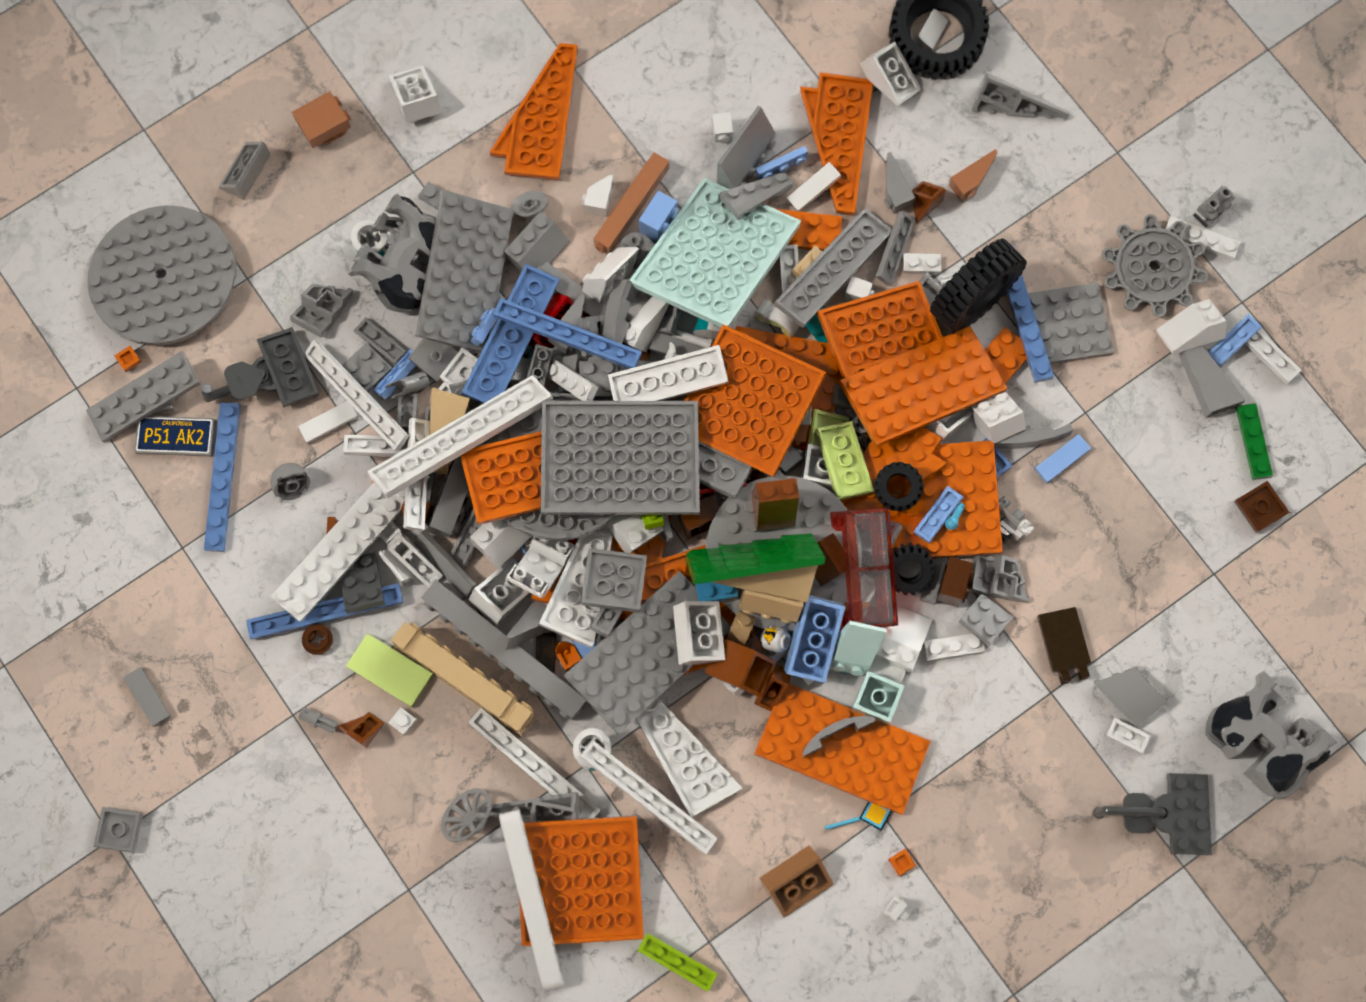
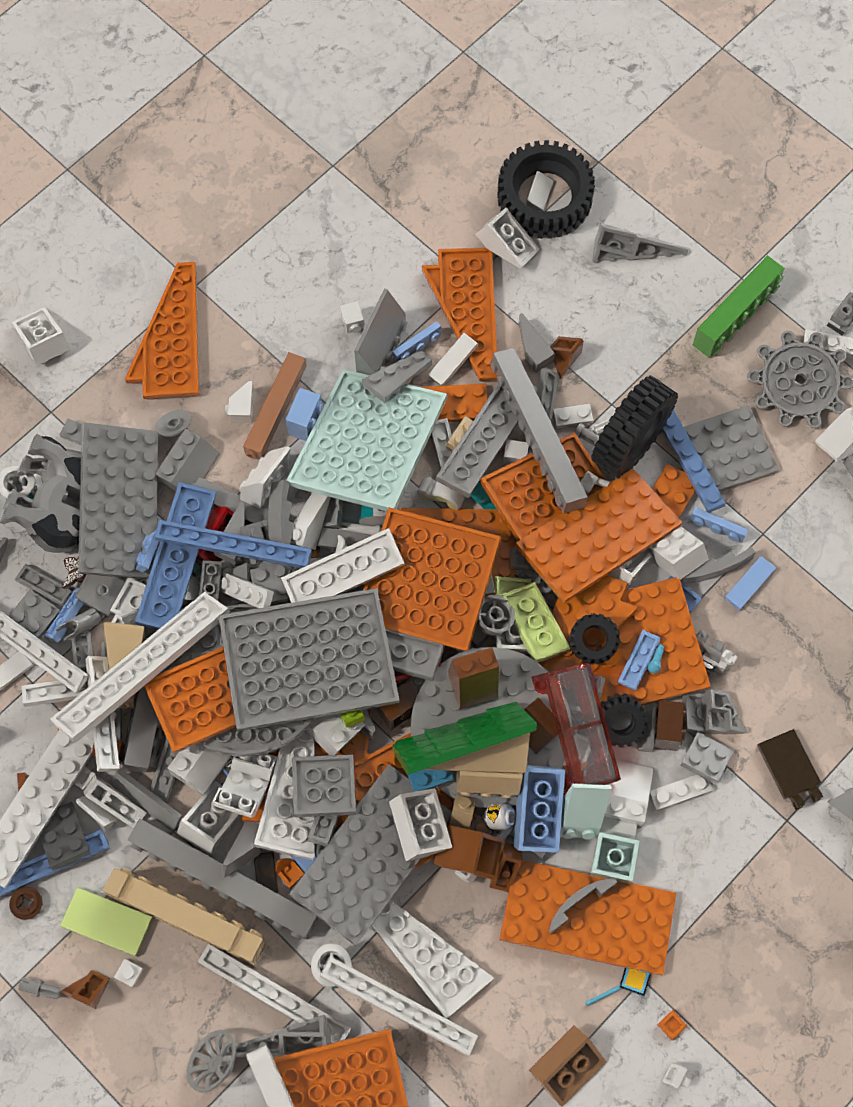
camera: 10 degrees left, 5 degrees down
(410, 327) = (71, 565): none -> reddish brown animal
(641, 241) = (291, 440): light grey plate -> none
(807, 447) = (495, 616): none -> light grey cylinder
(883, 273) = (538, 431): none -> light grey brick
(920, 335) = (590, 480): none -> white piece
(969, 179) = (602, 329): nougat slope -> none
(1042, 396) = (718, 525): none -> light blue plate
(1107, 182) = (738, 307): none -> bright green brick

